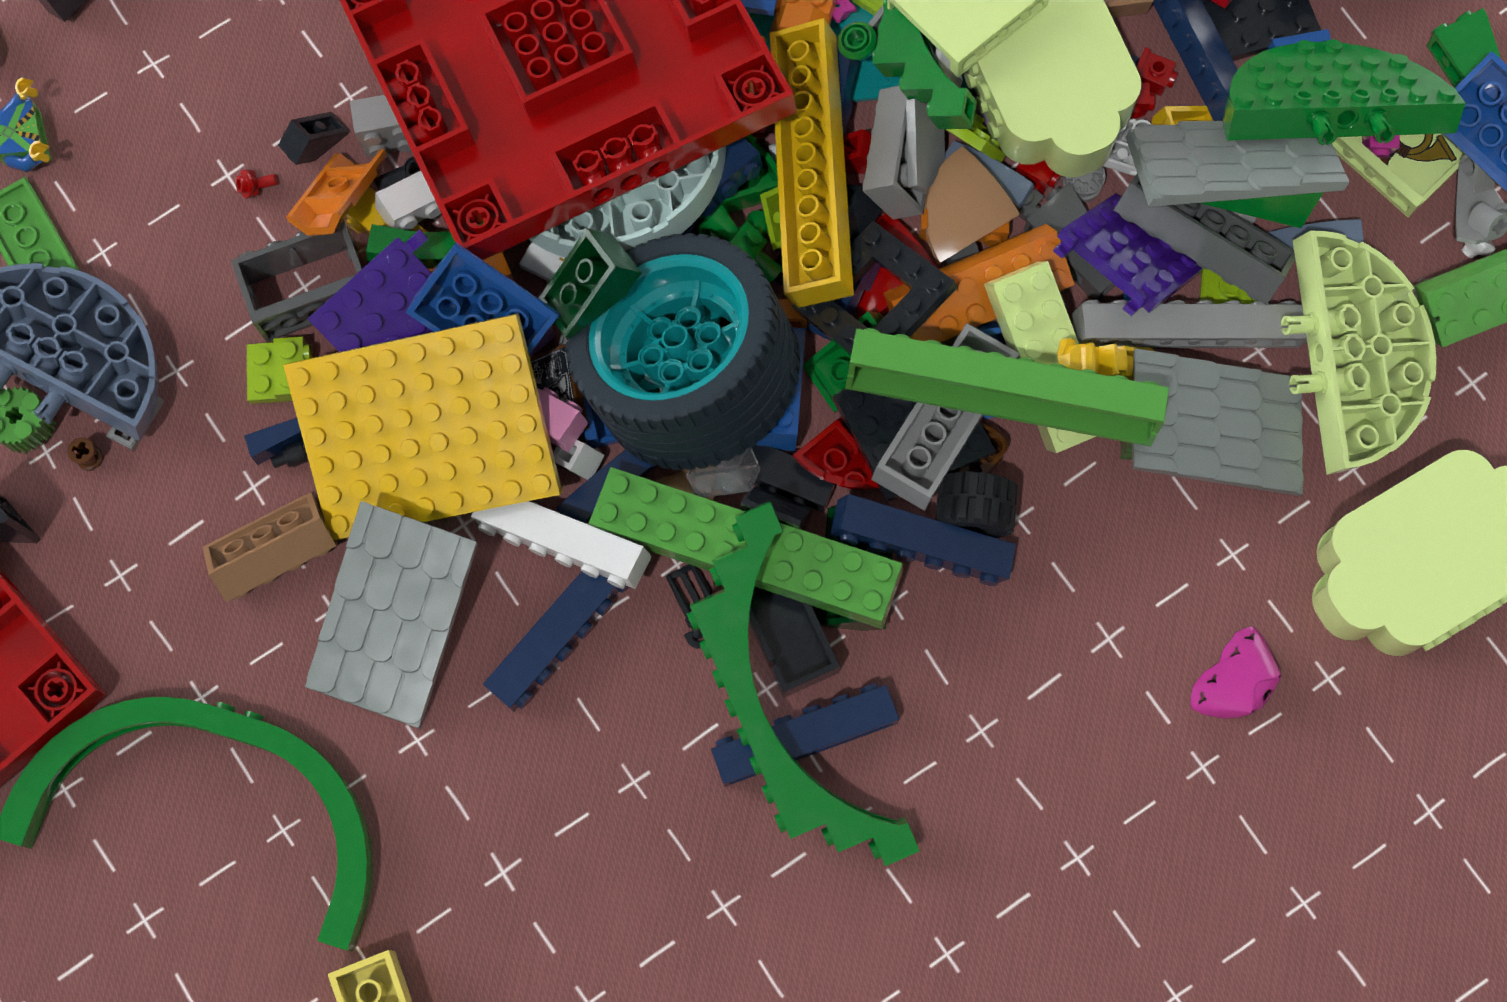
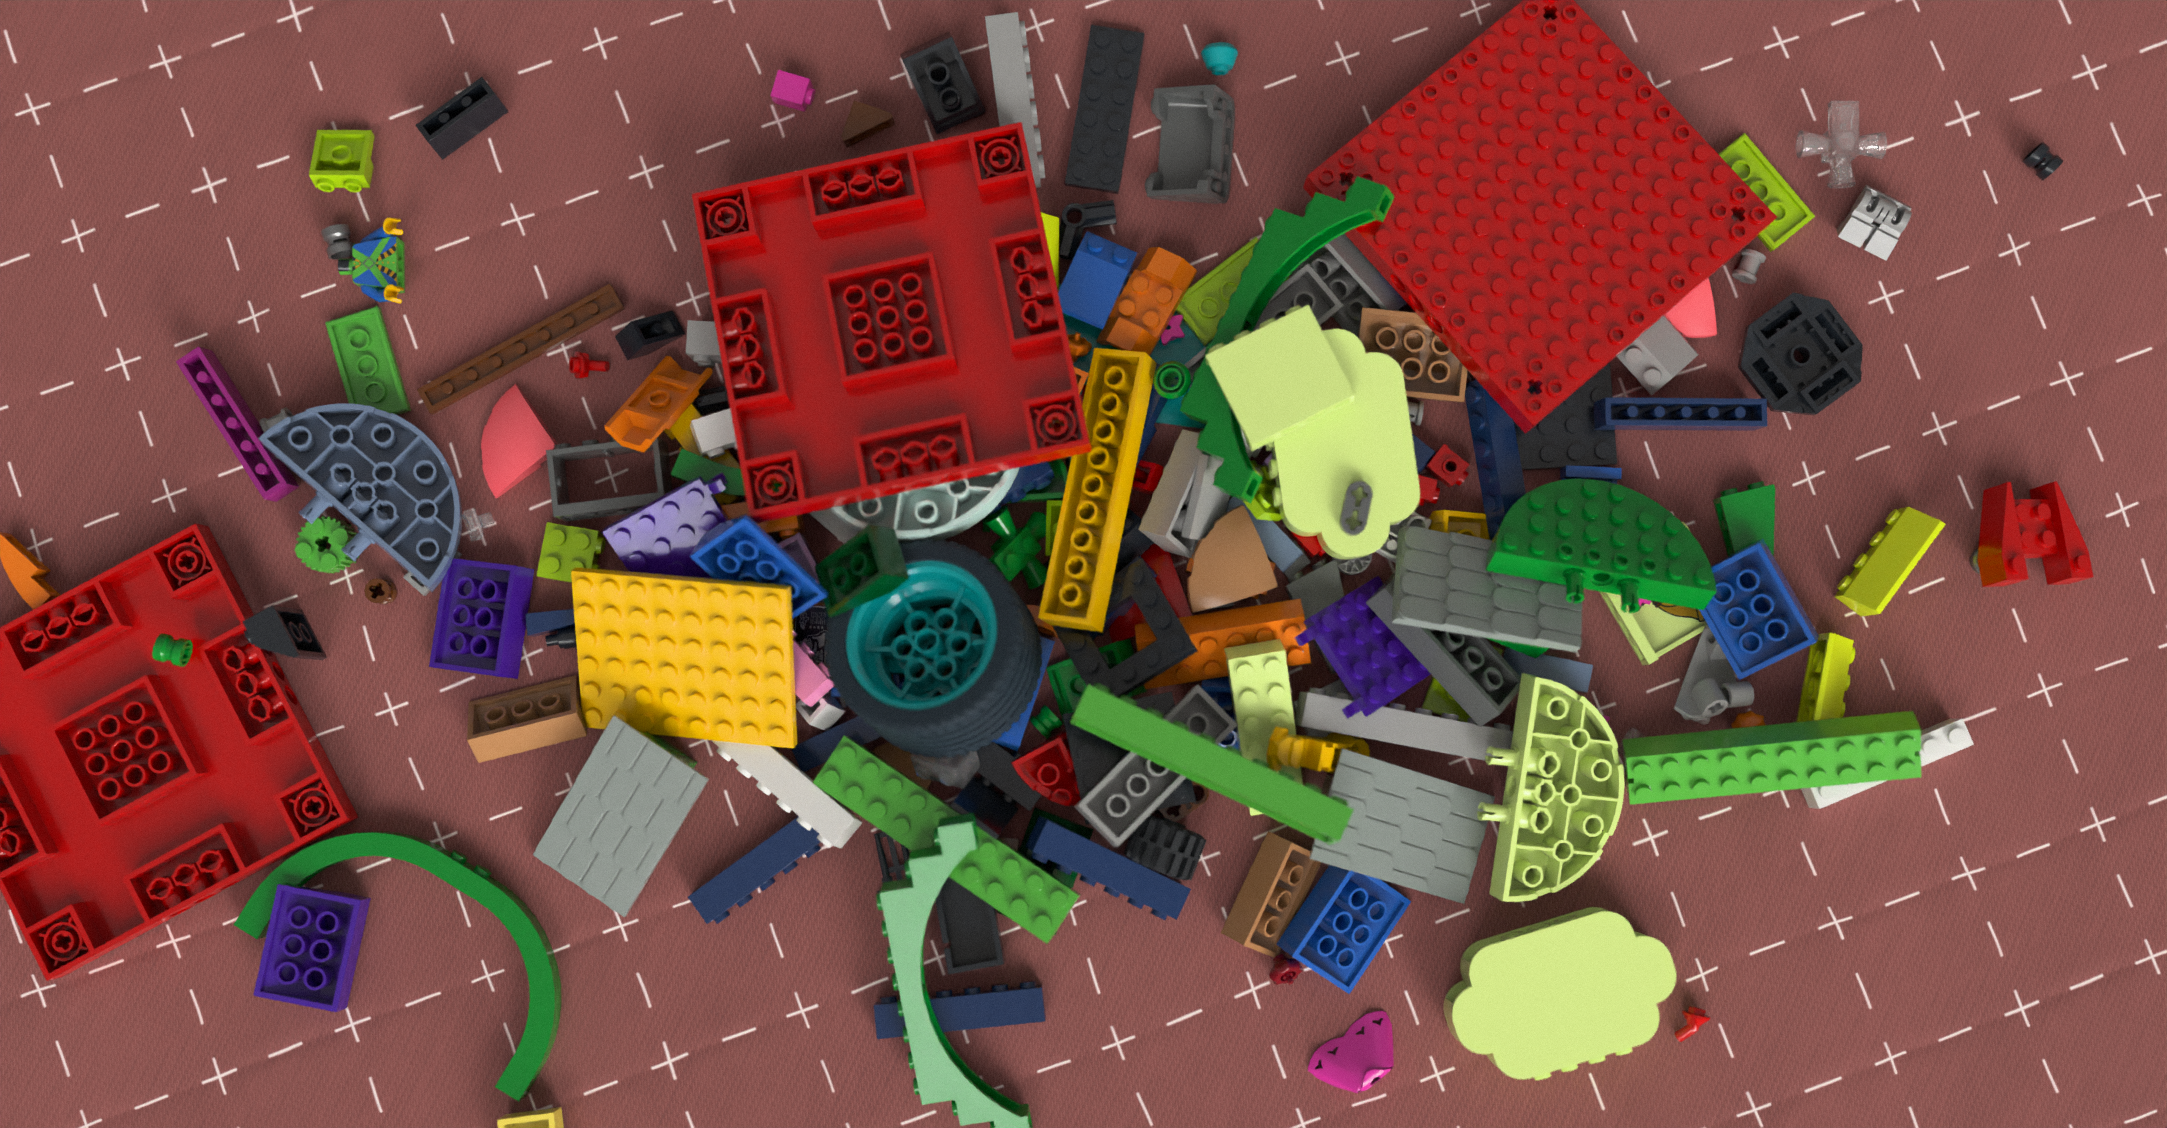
camera: 15 degrees right, 10 degrees up
(83, 839) = (312, 947): none -> dark purple slope
(172, 362) = (476, 524): none -> clear tile
(182, 183) = (521, 349): none -> reddish brown plate
(195, 276) = (513, 442): none -> coral brick
(199, 454) = (482, 618): none -> dark purple slope
(816, 415) = (1045, 721): none -> green wheel
(1073, 105) = (1363, 509): none -> dark grey beam
(1101, 532) = (1271, 895): none -> medium nougat slope
(1137, 606) = (1284, 970): none -> dark red piece
(1184, 543) = (1343, 925): none -> blue slope

